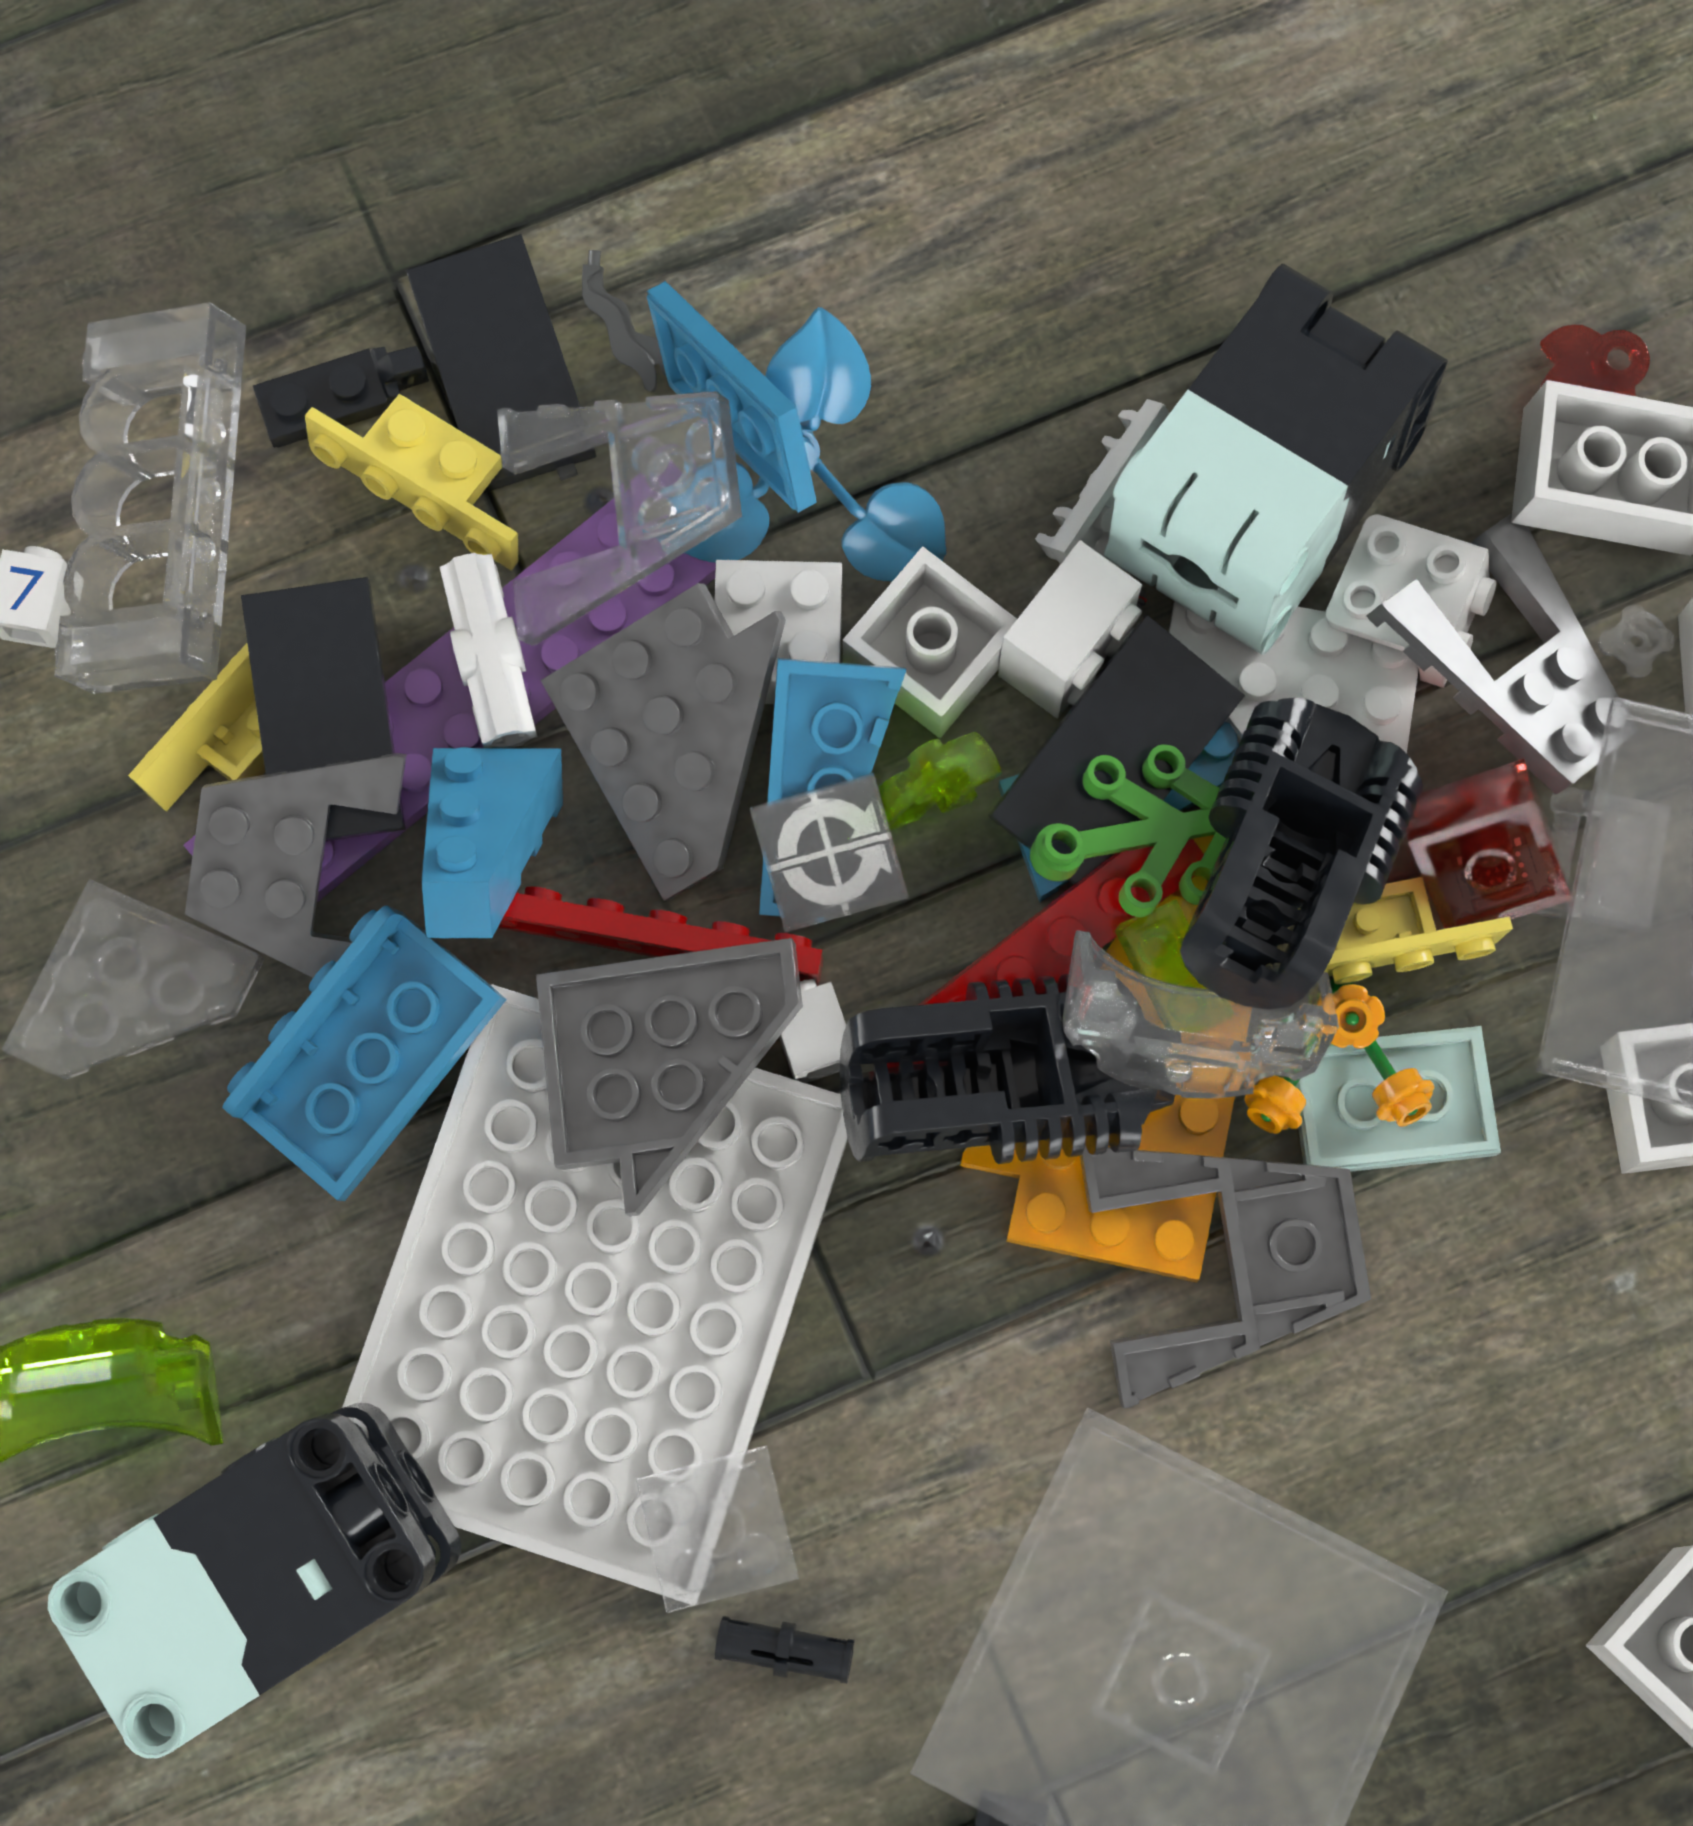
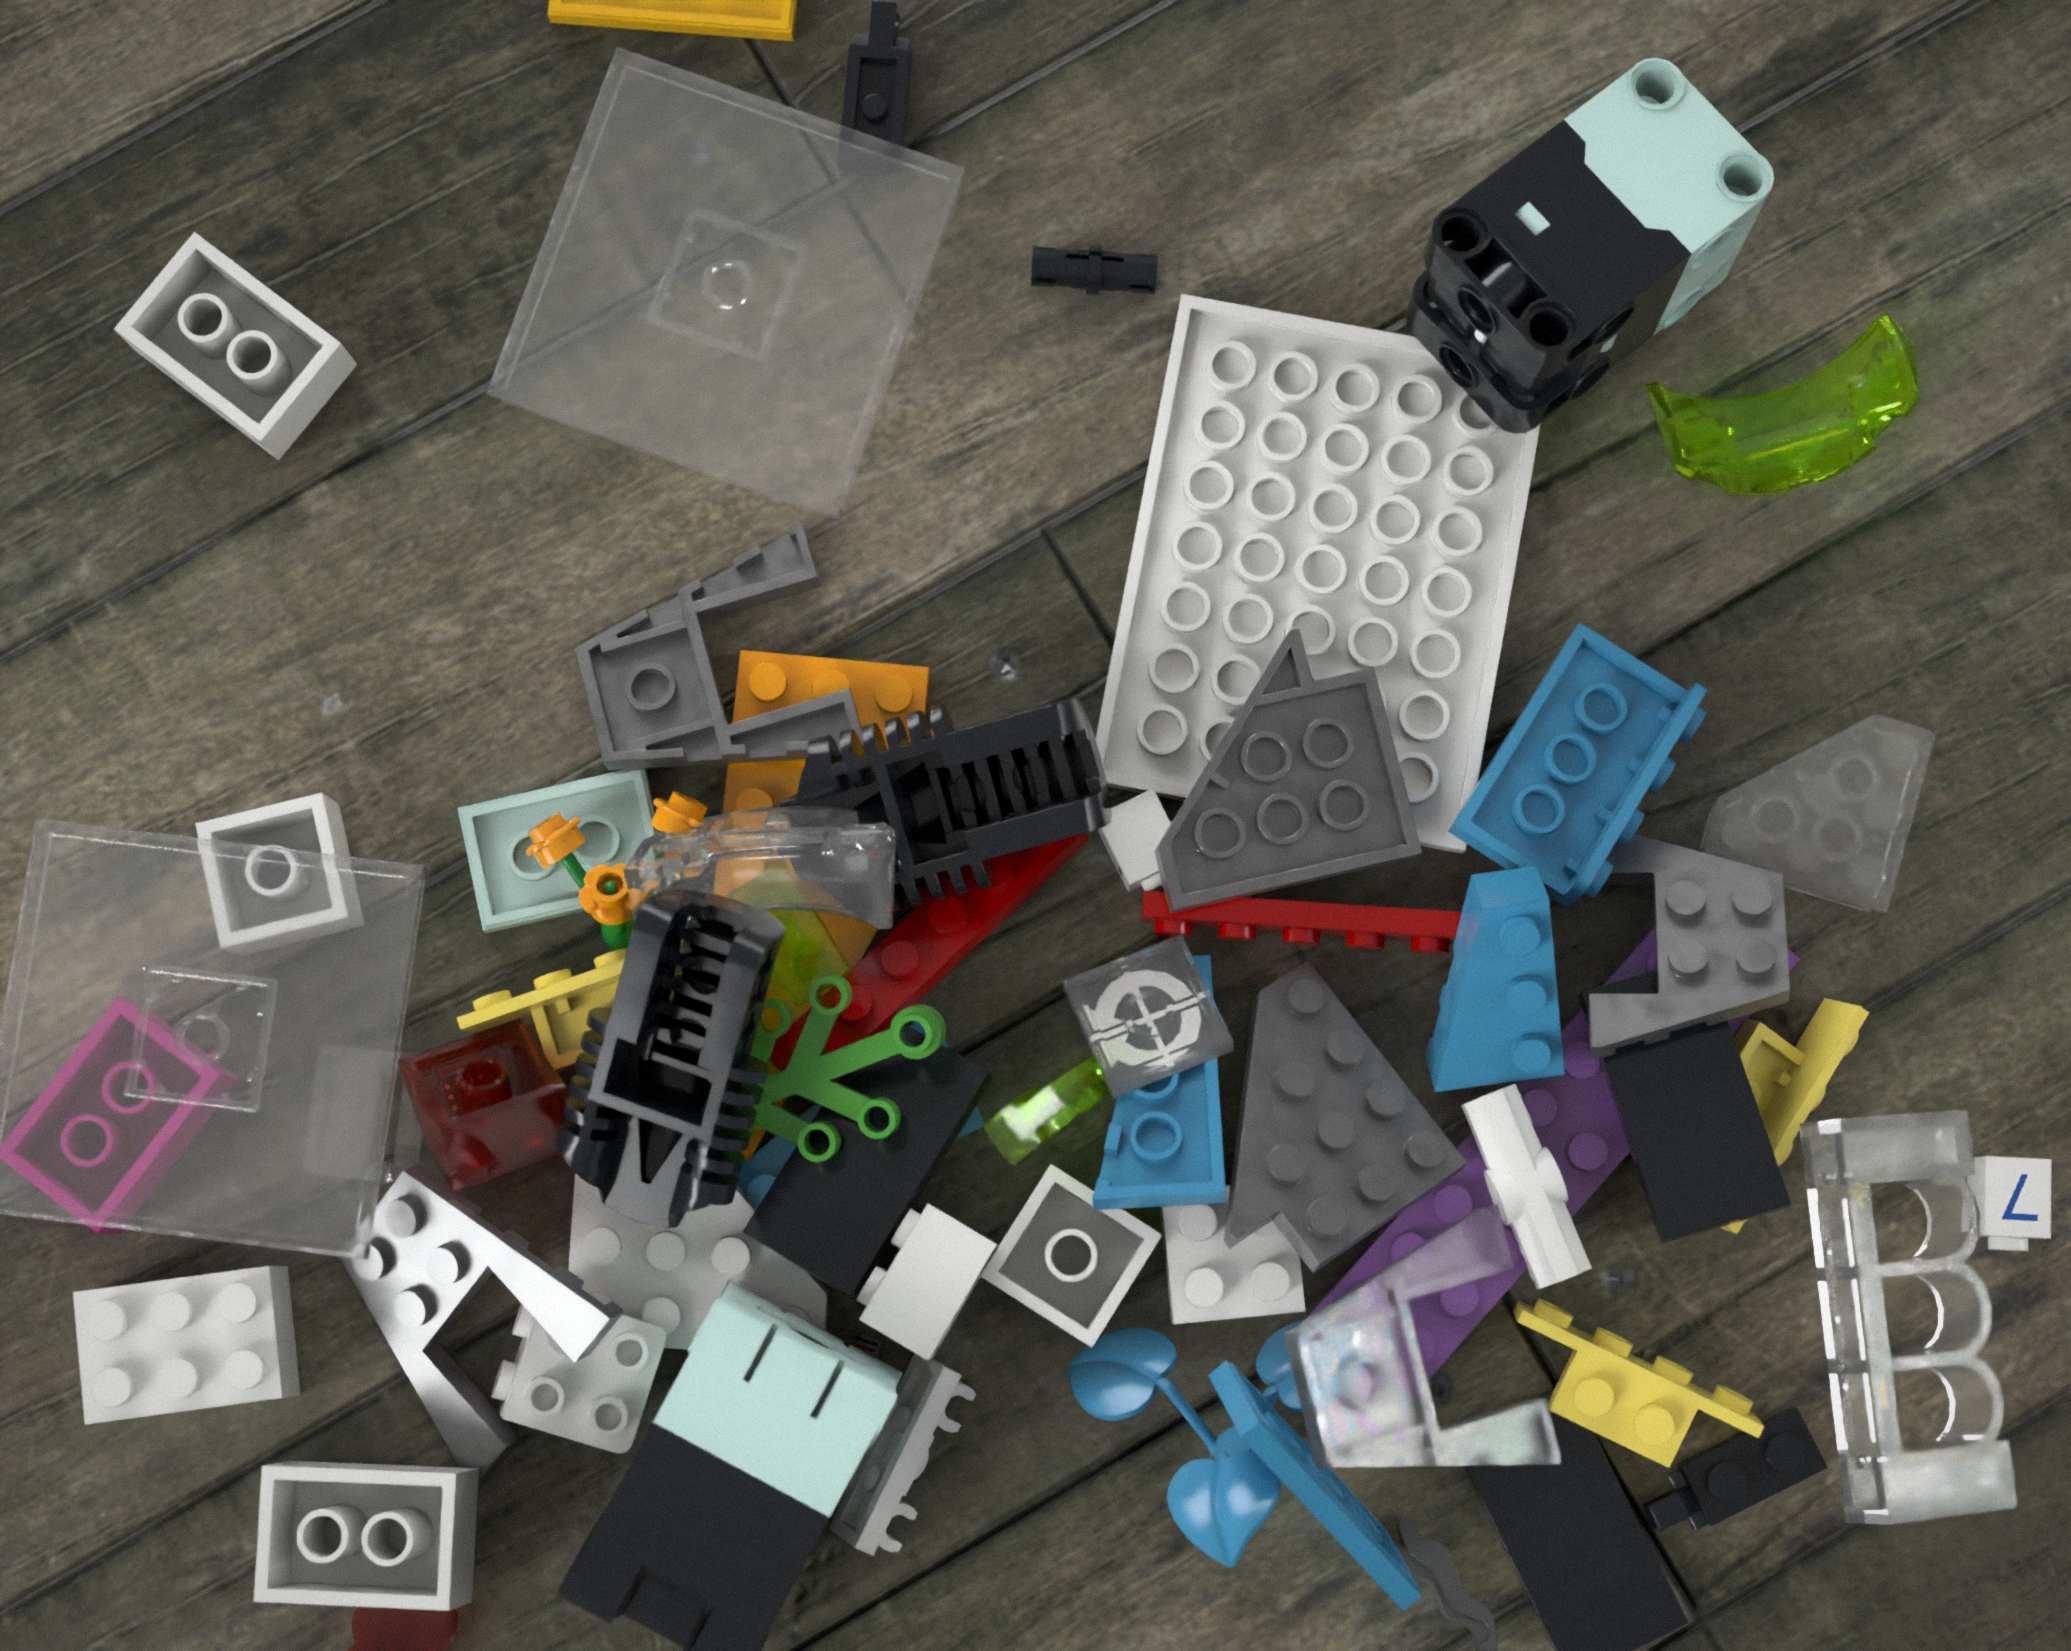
camera: 175 degrees right, 5 degrees up
(717, 1529) = (1170, 355): clear plate -> none
(1640, 624) = (324, 1361): clear plate -> none

